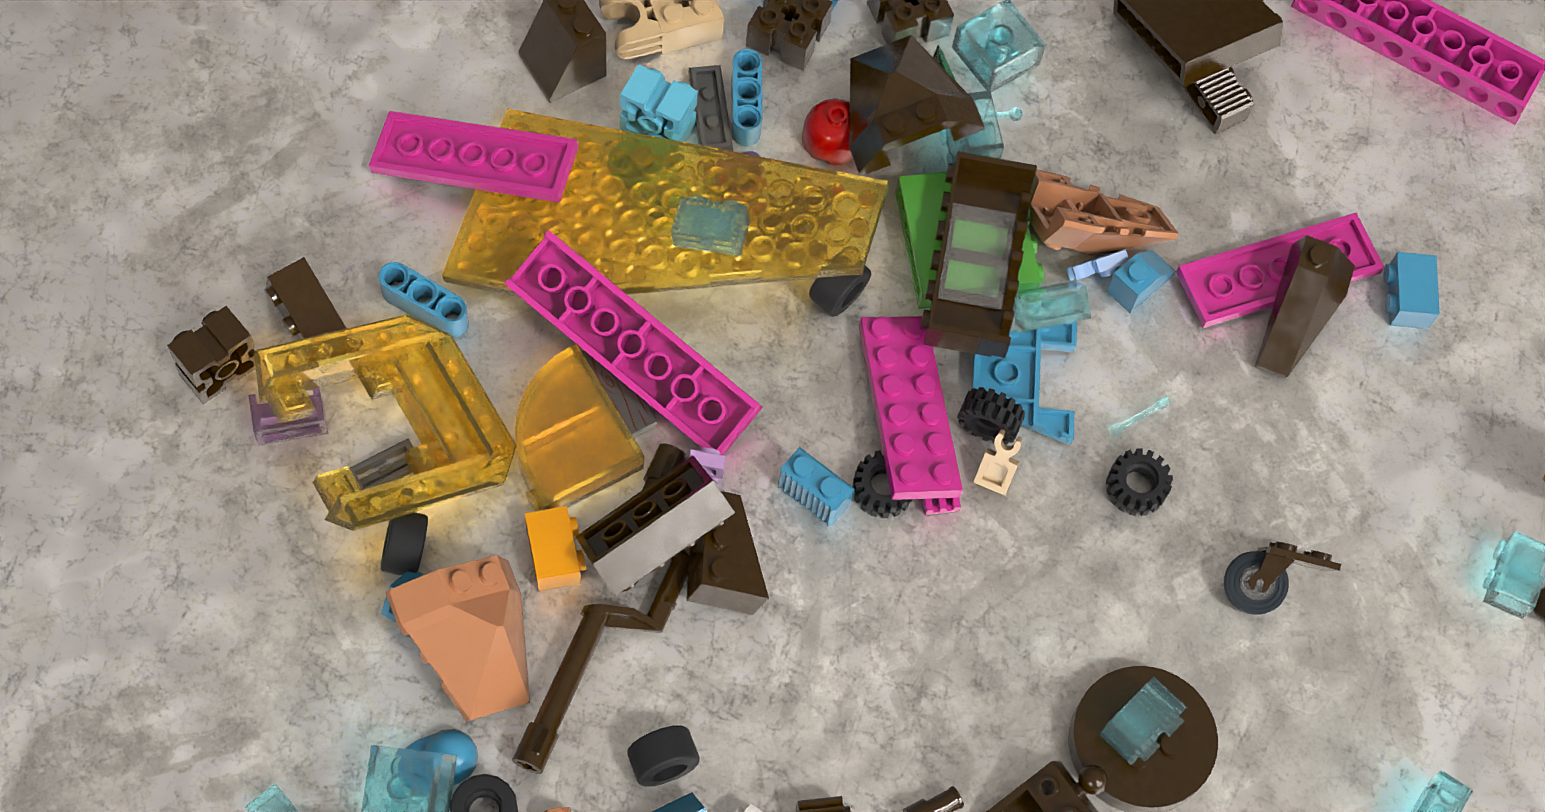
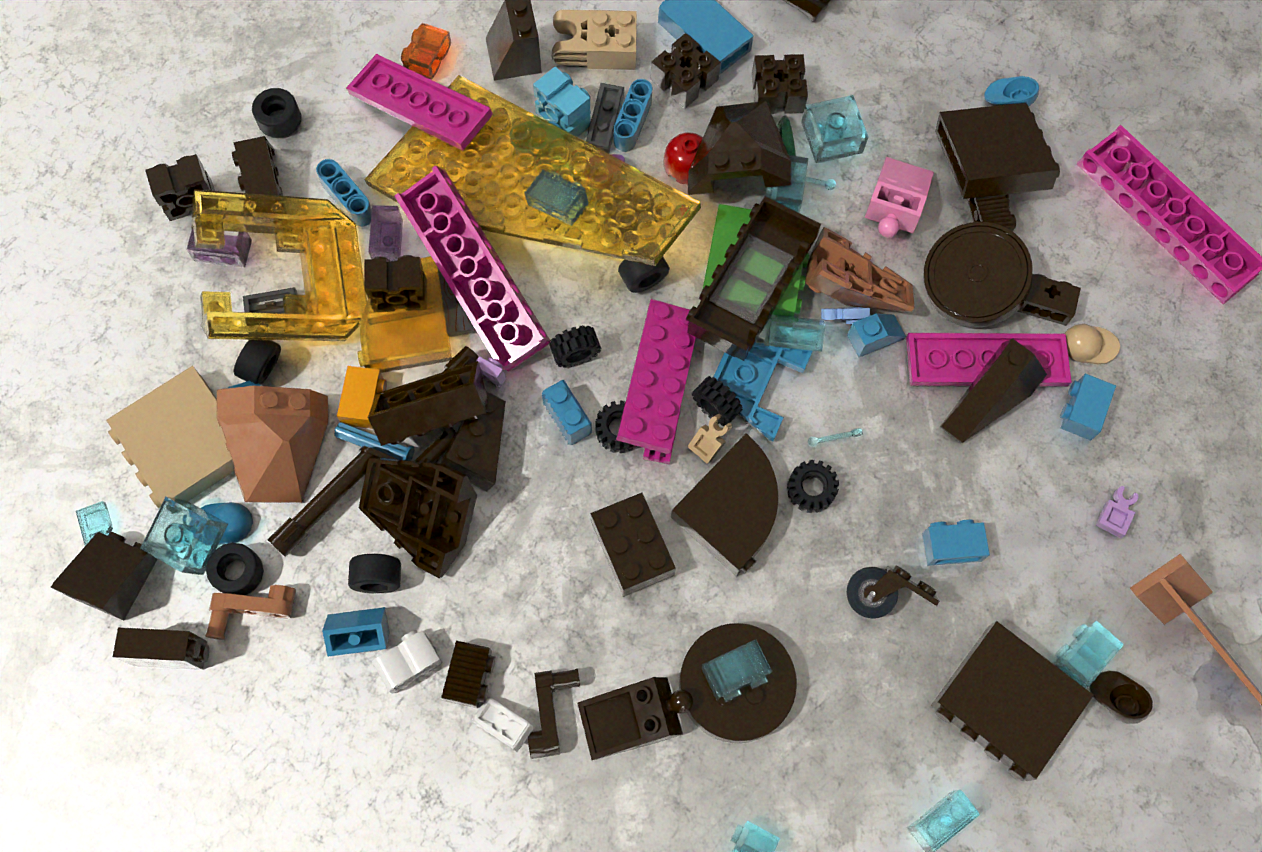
camera: 25 degrees right, 5 degrees up
(287, 205) = (273, 100): none -> black tyre
(341, 673) = (174, 438): none -> tan brick
(452, 88) = (426, 50): none -> clear orange brick
(499, 339) = (385, 232): none -> clear purple panel
(554, 391) = (395, 283): none -> dark brown brick
(577, 598) = (363, 438): none -> dark azure axle
(686, 658) = (421, 508): none -> dark brown wedge
(795, 403) = (575, 346): none -> black tyre
(958, 618) = (632, 544): none -> dark brown brick
(1058, 536) = (732, 506): none -> dark brown brick
(1105, 106) = (899, 197): none -> bright pink slope
(1233, 172) = (978, 274): none -> dark brown brick
(1321, 177) = (1051, 300): none -> dark brown brick
(1326, 495) = (955, 543): none -> dark azure piece
(1388, 216) = (1091, 344): none -> tan cap
(1456, 655) = (1011, 702): none -> dark brown brick
(1489, 406) = (1115, 514): none -> lavender plate

